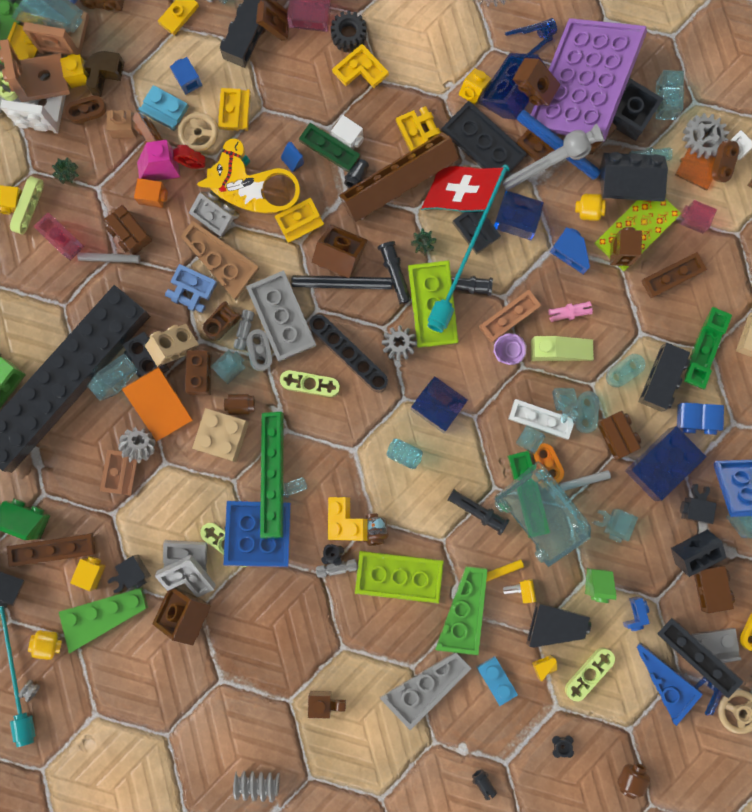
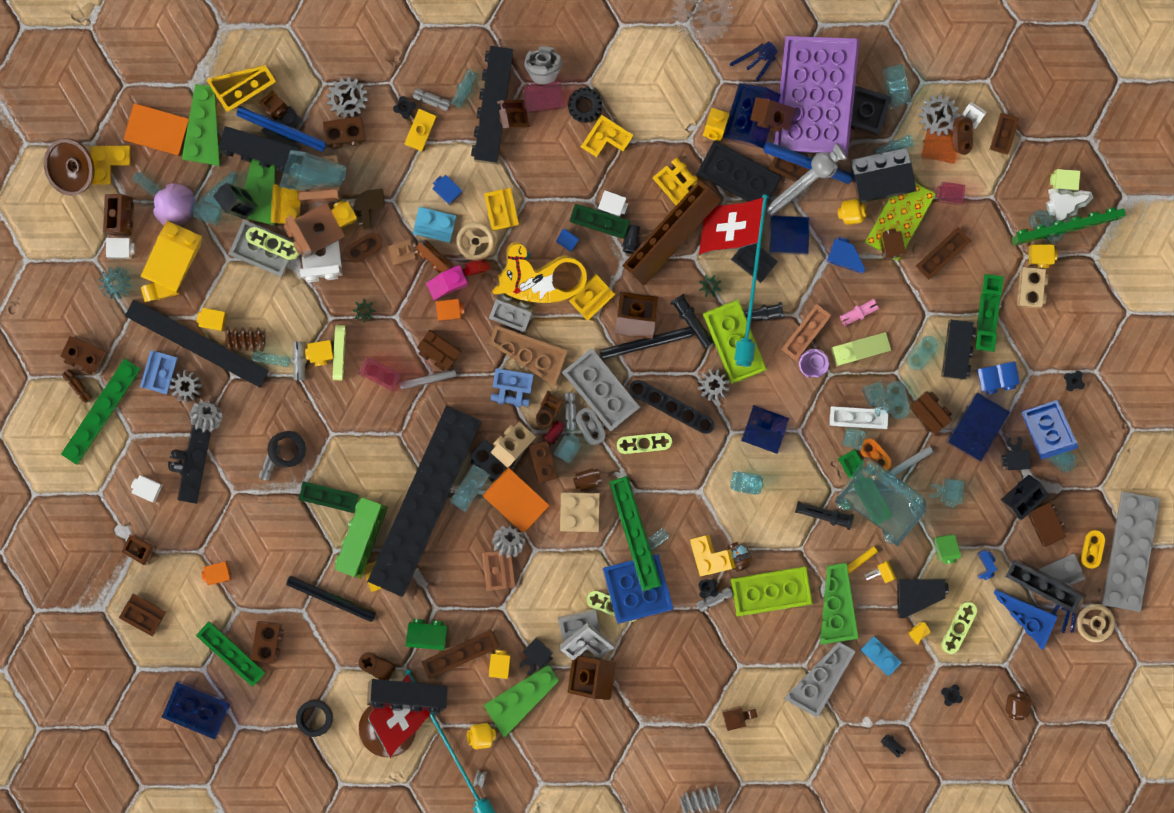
camera: 25 degrees left, 5 degrees up
(221, 346) = (555, 432): none -> dark red pin

